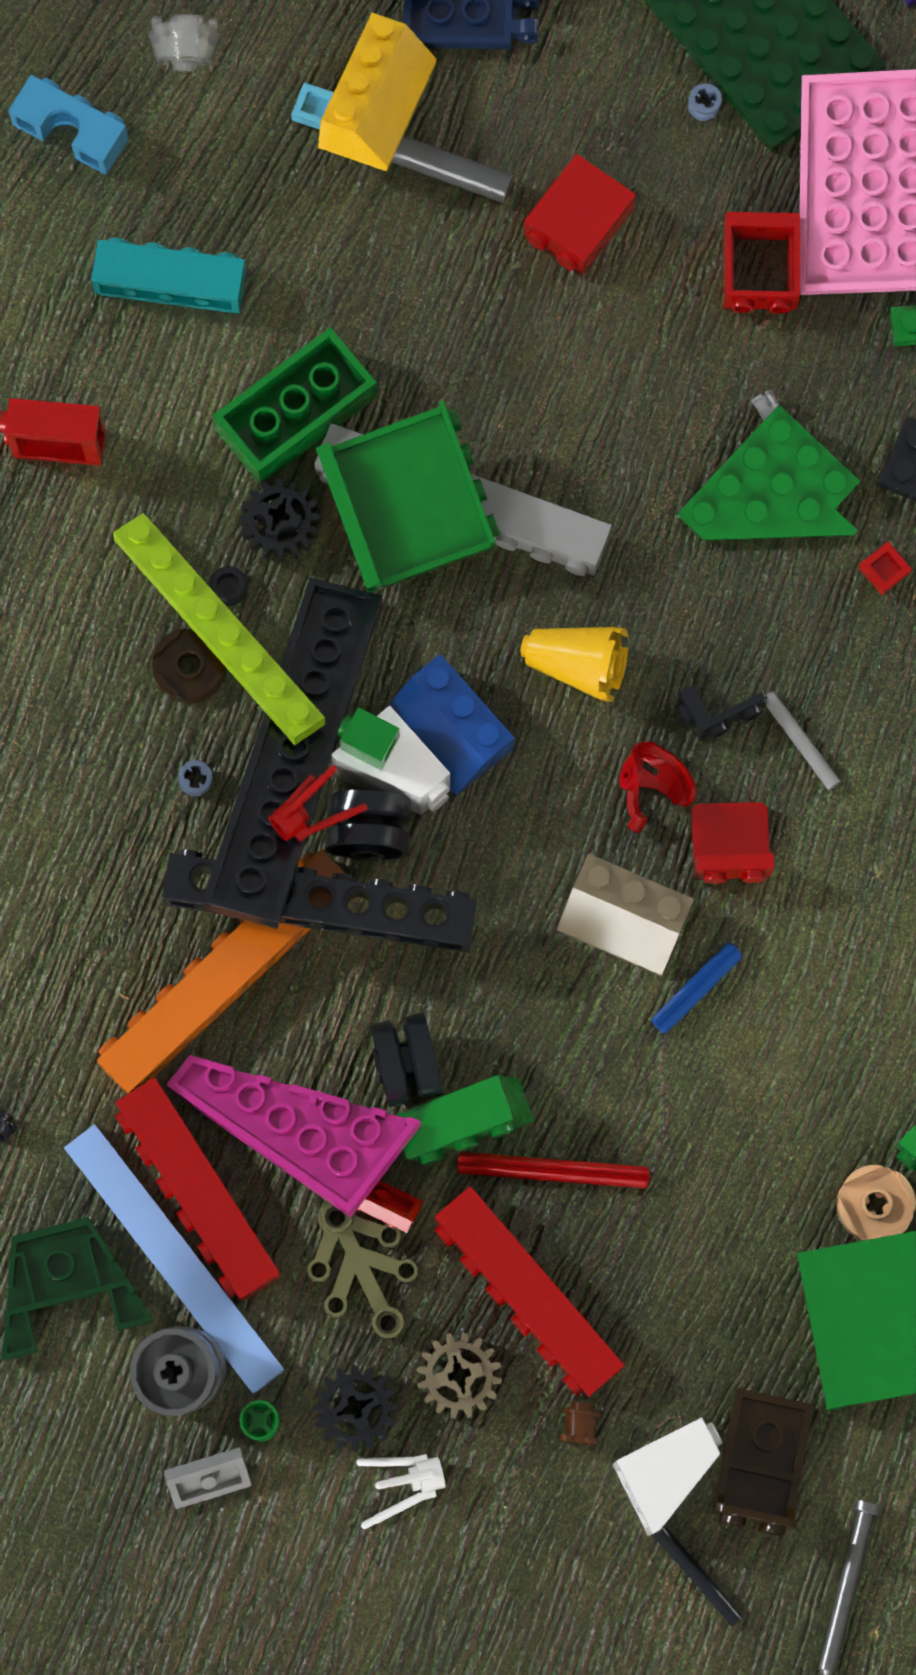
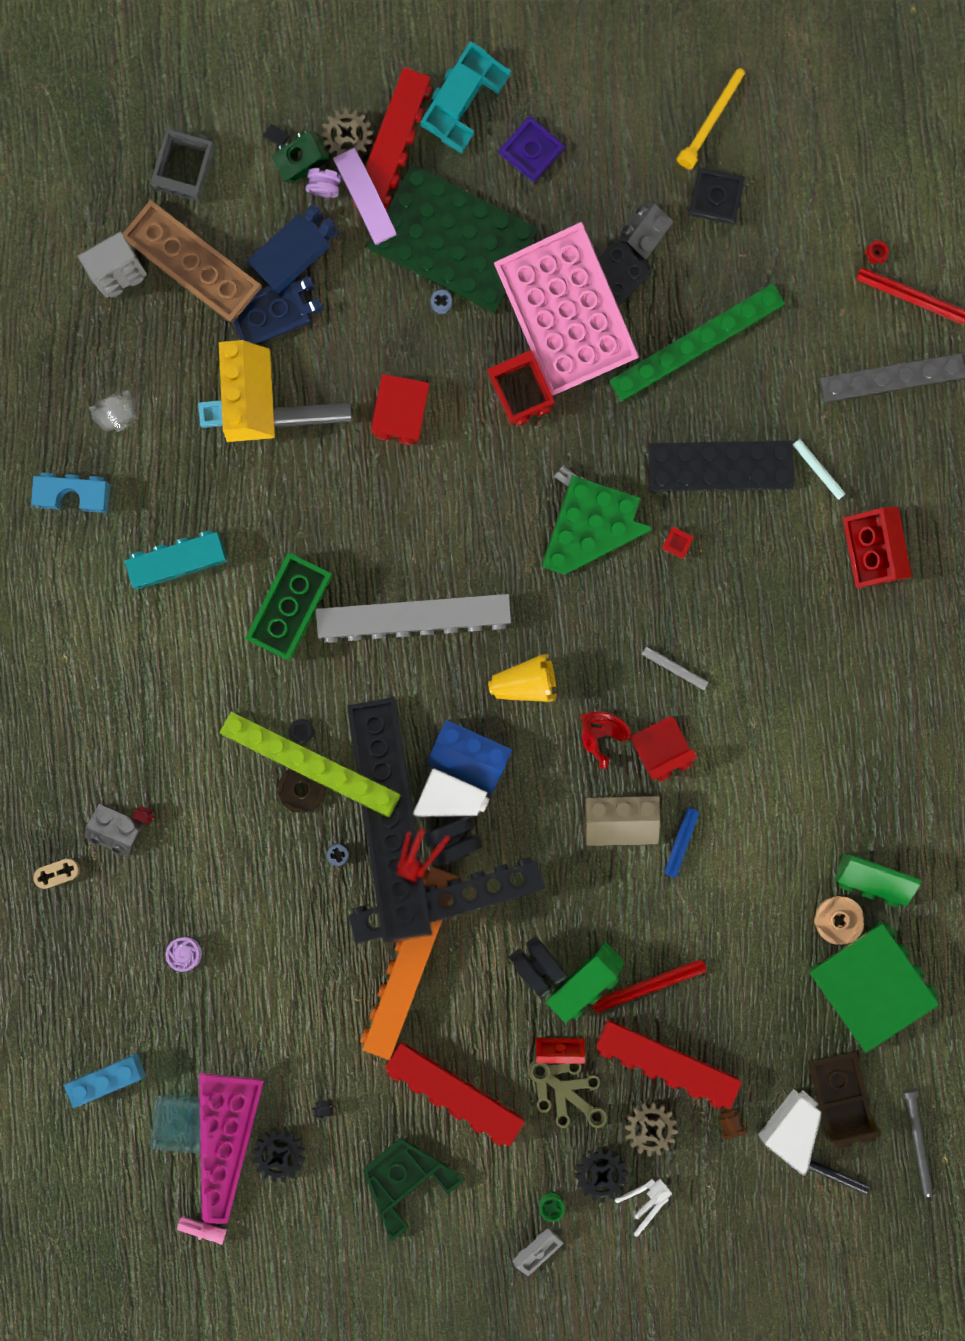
camera: 25 degrees left, 10 degrees up
(54, 431) = (155, 690): red window -> none
(155, 1376) = (493, 1203): dark grey wheel -> none
(174, 1259) = (459, 1137): light blue tile -> none
(293, 527) = (302, 679): black gear -> none
(309, 1134) = (507, 1036): dark pink wing -> none
(368, 737) = (430, 797): green brick -> none
(408, 498) = (382, 635): green panel -> none
(694, 713) = (606, 682): black bracket -> none

